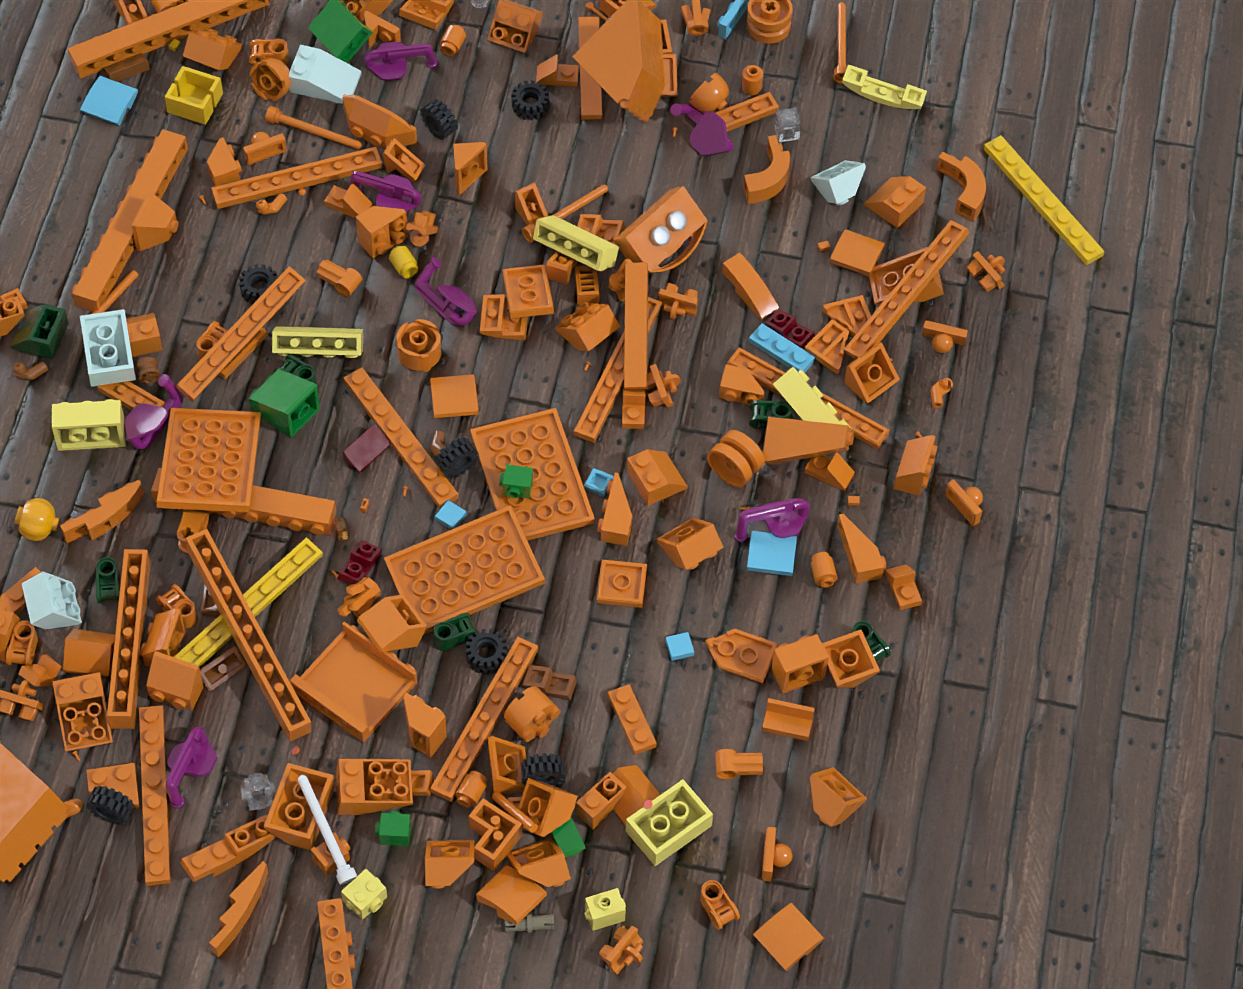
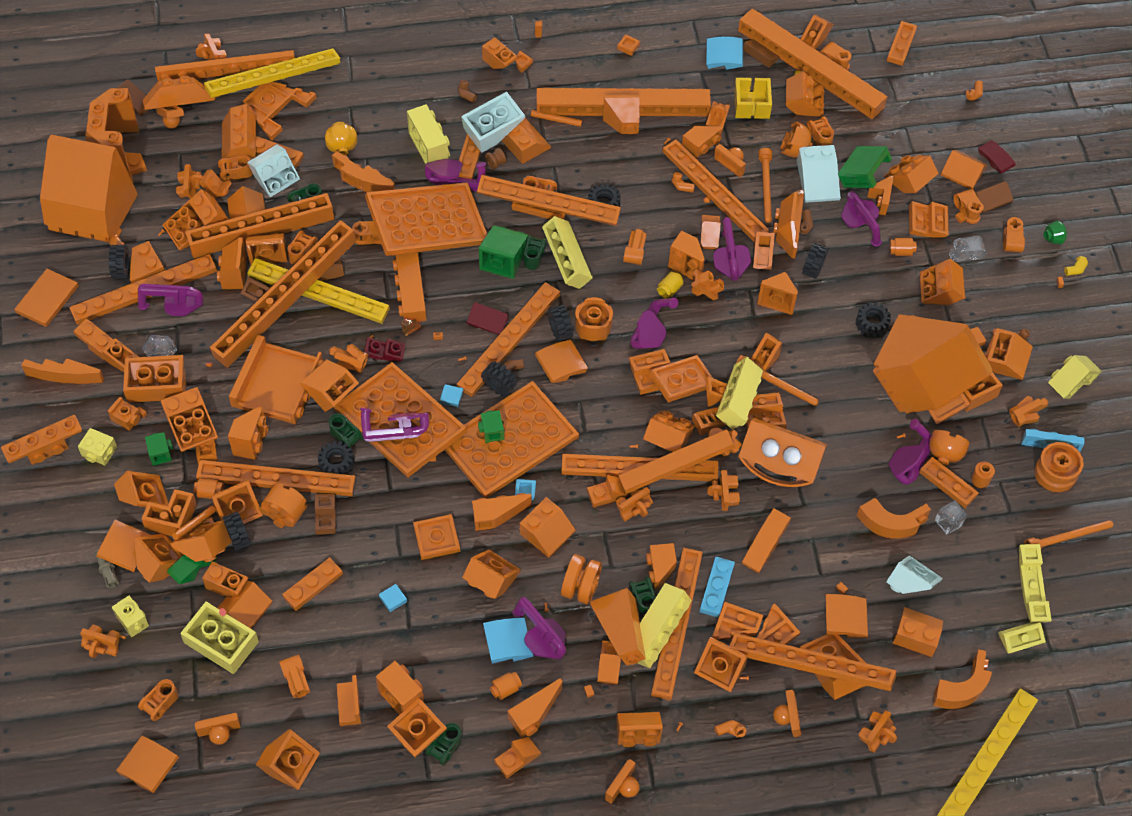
camera: 70 degrees right, 0 degrees up
(41, 331) = (498, 83): dark green slope -> none
(45, 188) = (628, 45): none -> orange tile
(116, 906) = (46, 297): none -> orange tile
(201, 137) = (718, 115): none -> orange hips
(344, 872) = (107, 425): white piece -> none
(410, 377) = (560, 323): none -> black tyre
(484, 555) = (404, 430): none -> magenta piece
(742, 654) = (404, 645): orange tile -> none
(788, 328) = (740, 586): dark red slope -> none
(930, 122) = (1022, 637): none -> light yellow slope

